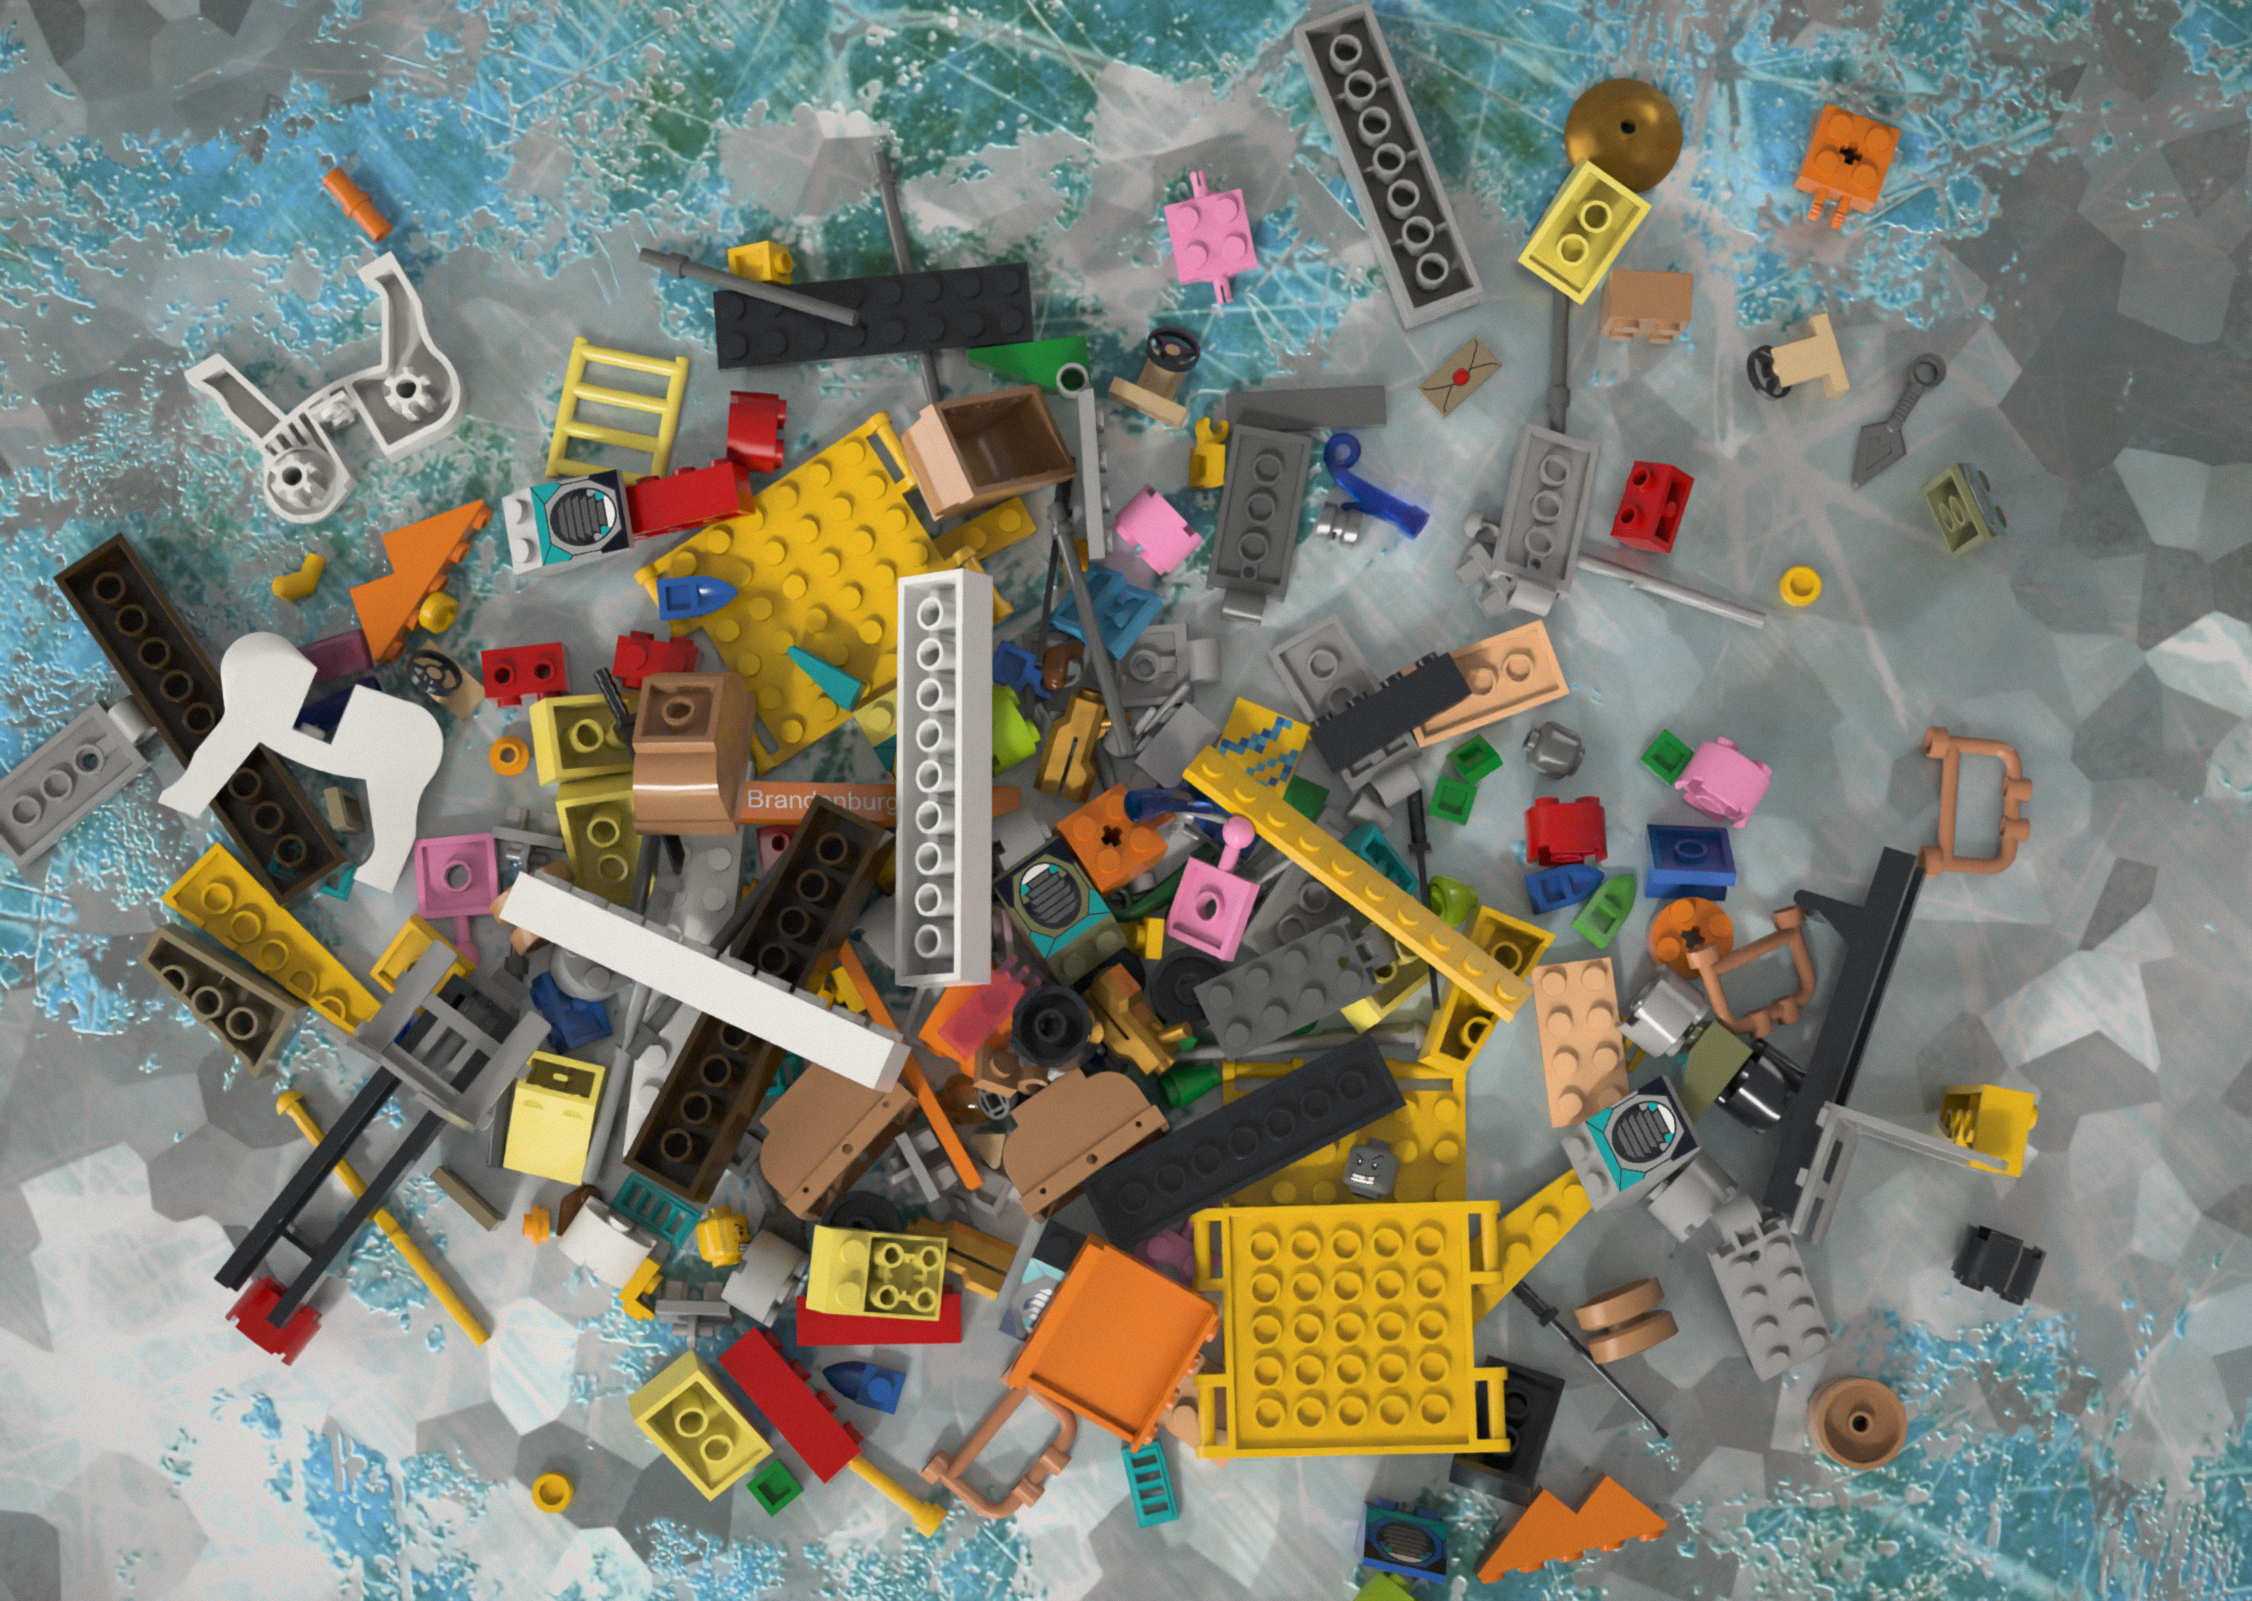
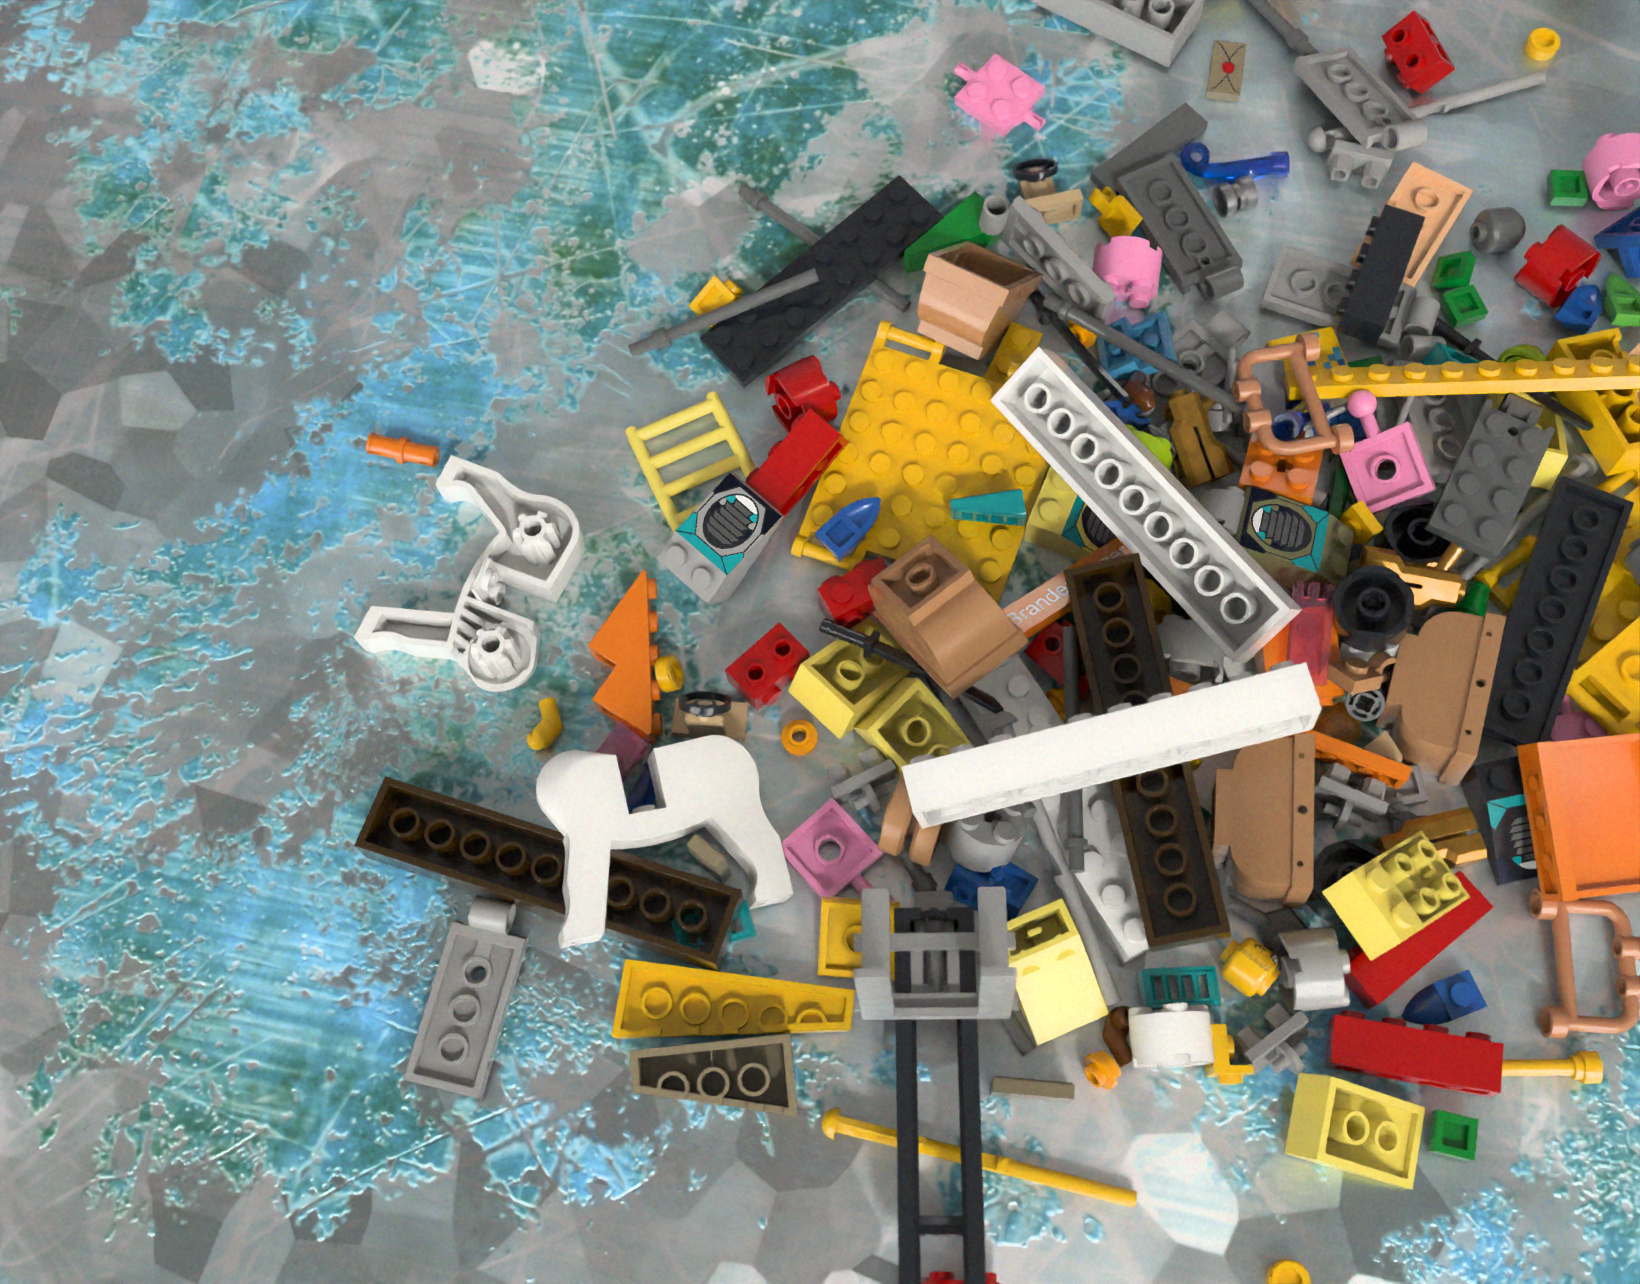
camera: 30 degrees left, 15 degrees down
(1120, 779) = (1258, 419): none -> nougat bar

